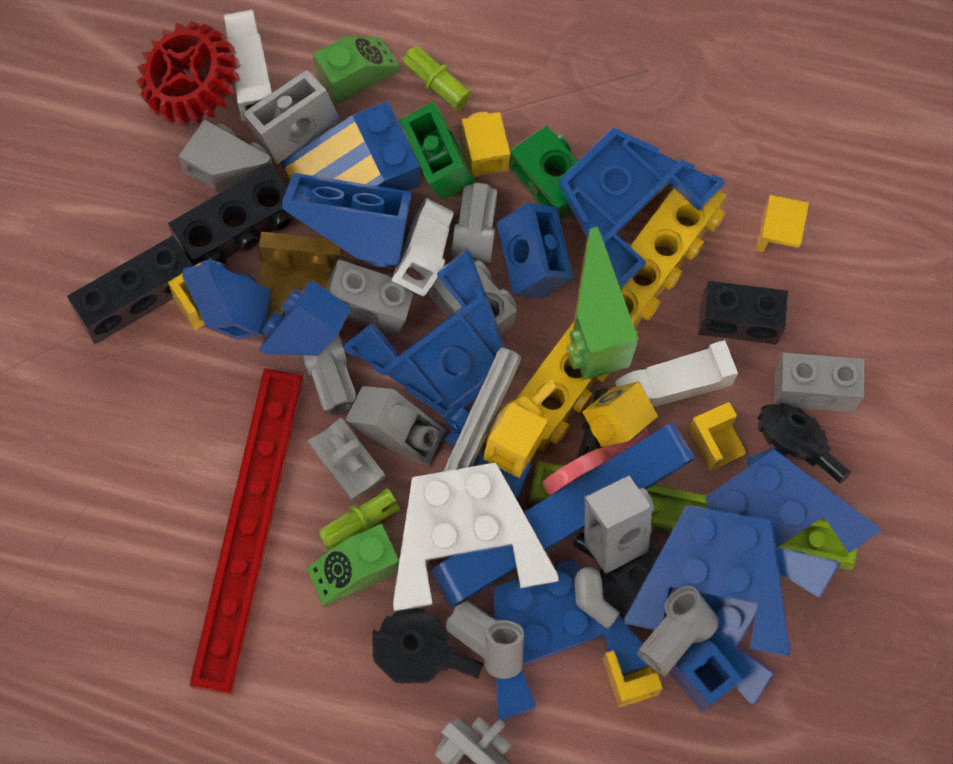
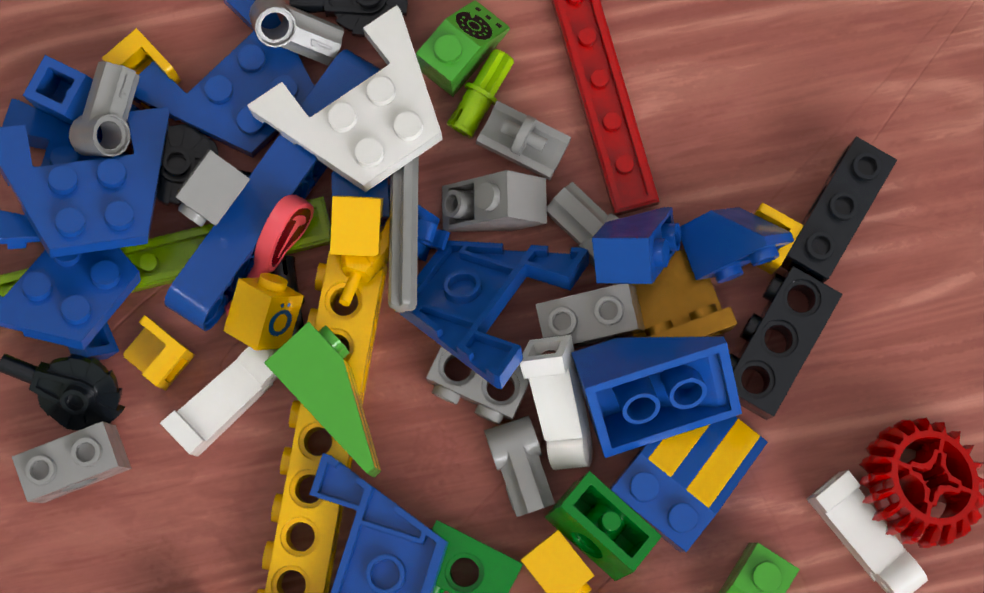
camera: 160 degrees right, 10 degrees up
(220, 158) = (832, 405): light grey slope -> none
(292, 116) = (783, 487): light grey brick -> none
(535, 250) = (439, 460): blue brick -> none
(590, 597) = (212, 115): light grey arm -> none
(743, 312) = (185, 503): black brick -> none

